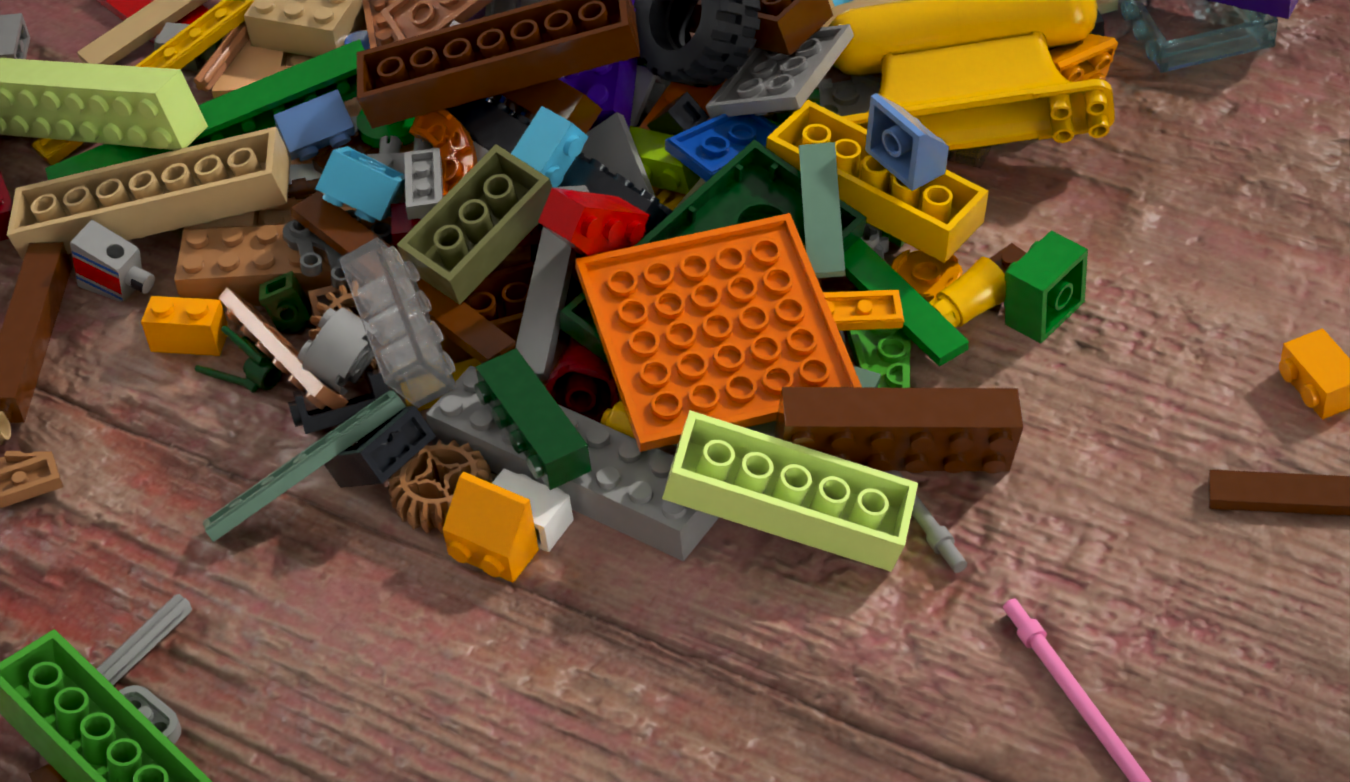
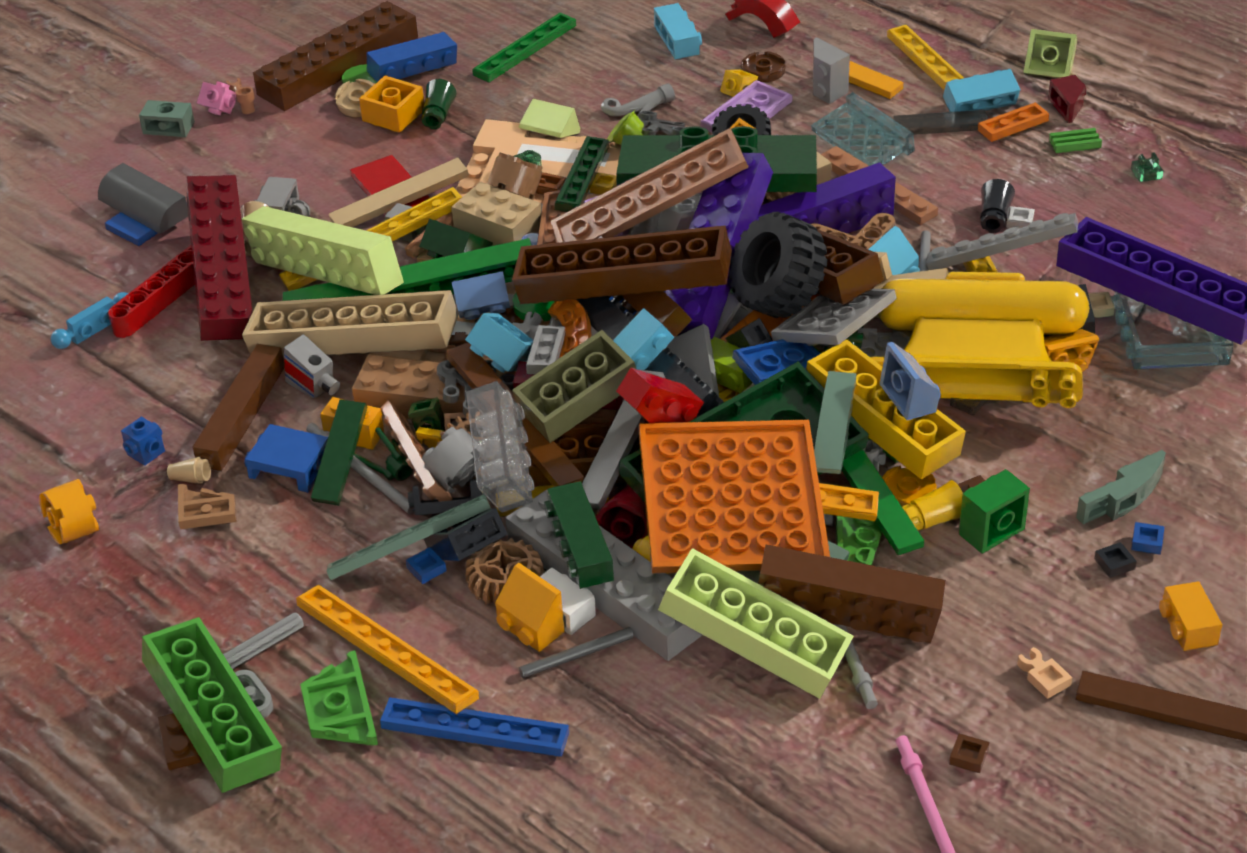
camera: 10 degrees right, 5 degrees down
(36, 51) = (299, 207): none -> light grey plate
(112, 384) = (287, 454): none -> blue panel
(159, 356) = (370, 475): none -> light grey bar
(179, 368) = (339, 452): none -> dark green tile
(251, 61) = (448, 240): none -> dark green slope
(270, 706) = (339, 704): none -> bright green wing
(295, 326) = (428, 436): none -> yellow tile
(314, 619) = (388, 649): none -> light orange tile
(334, 497) = (426, 565): none -> blue plate
(458, 700) = (475, 727): none -> blue plate
(562, 574) = (576, 652): none -> dark grey bar
(1100, 605) = (969, 753): none -> reddish brown plate
(1165, 485) = (1044, 676): none -> light nougat plate
(1197, 232) = (1130, 489): none -> sand green slope
(1209, 320) = (1115, 560): none -> black plate
(1241, 284) = (1147, 538): none -> blue plate

